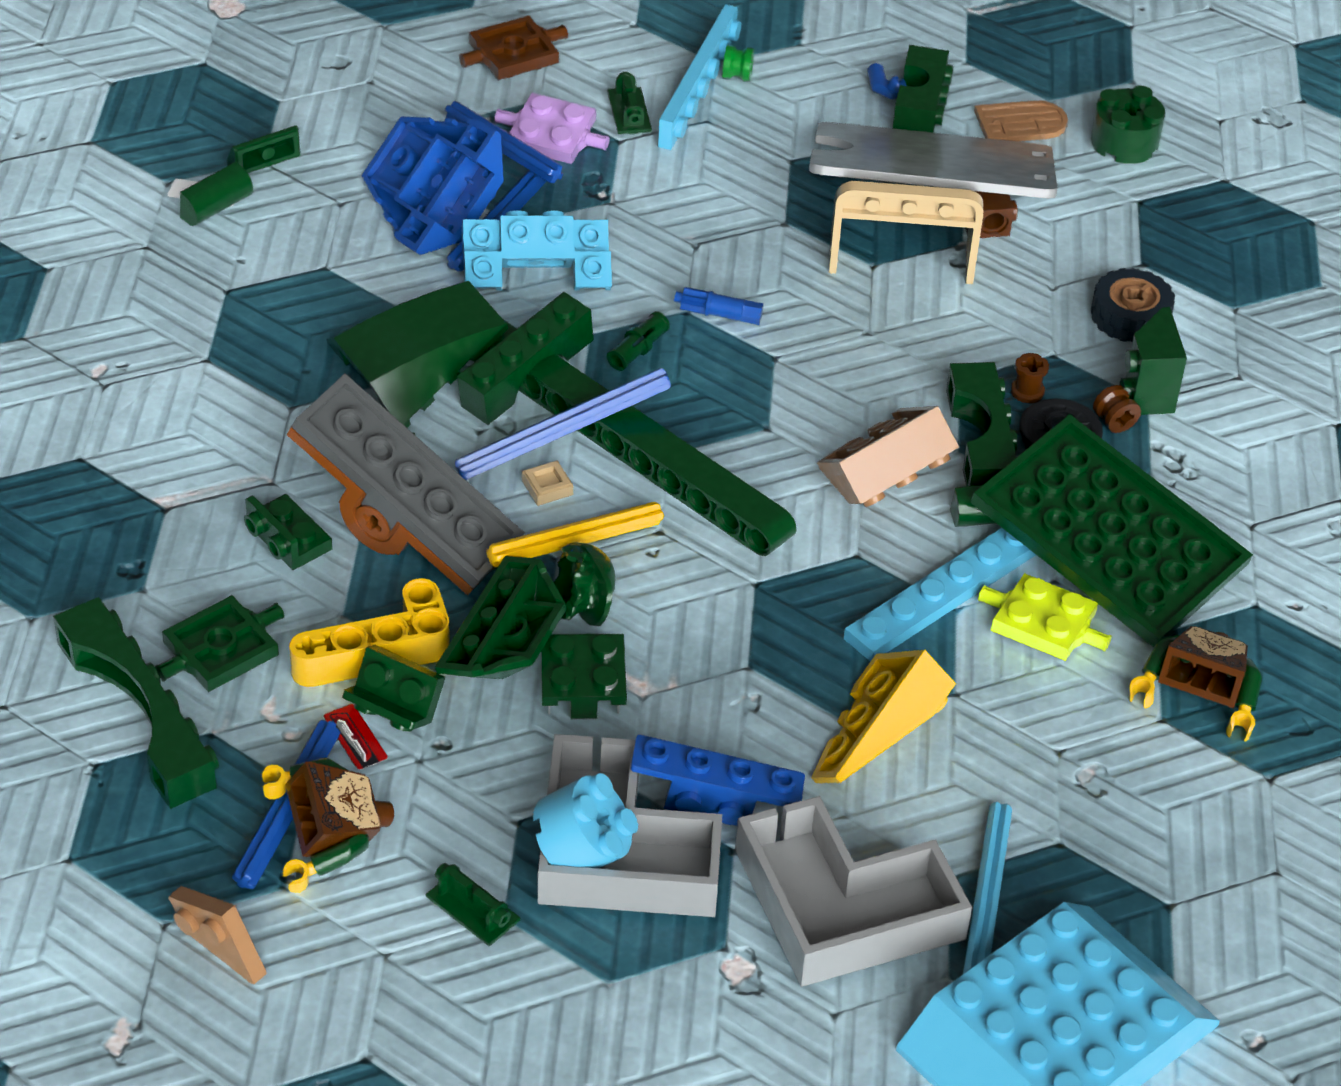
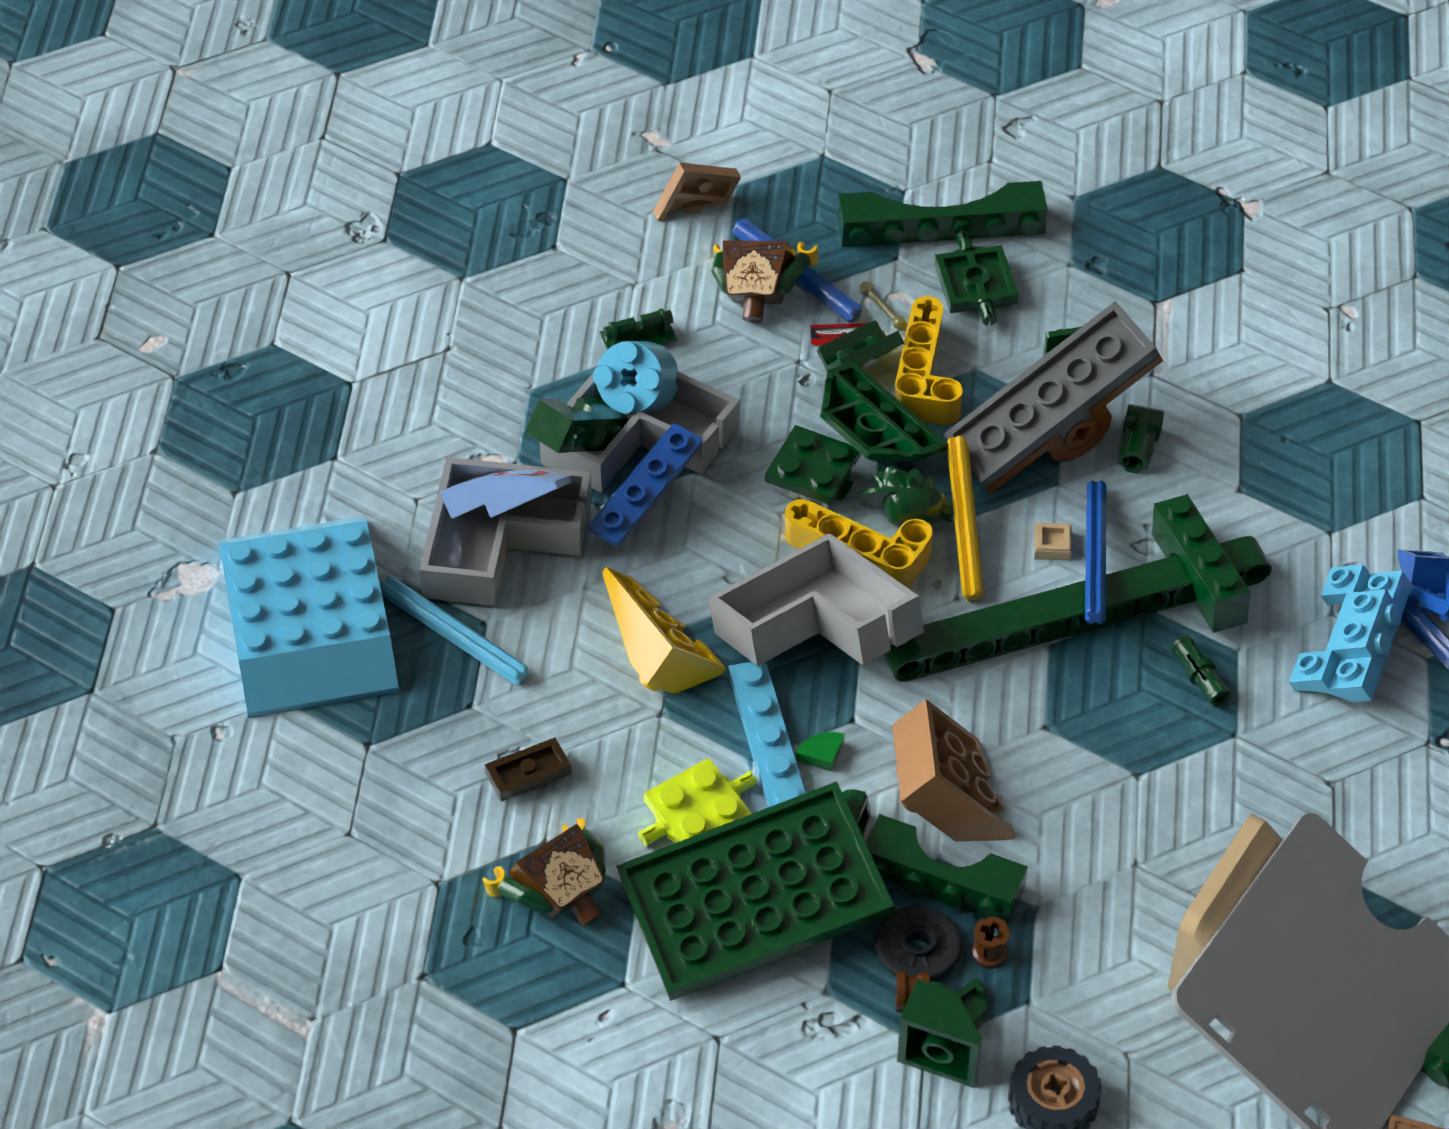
camera: 120 degrees right, 5 degrees up
(276, 738) = (866, 289): none -> olive hinge
(419, 346) = (1253, 490): dark green wedge -> none
(658, 573) = (900, 556): none -> yellow beam
(719, 305) = (1220, 753): blue piece -> none
(719, 829) = (580, 428): none -> dark green arch
(762, 594) = (813, 592): none -> light grey piece
(825, 864) = (501, 491): none -> light blue slope
(912, 556) = (821, 749): none -> green tile
(1088, 383) = (975, 1001): none -> dark green tile
(1106, 752) = (528, 769): none -> dark brown plate

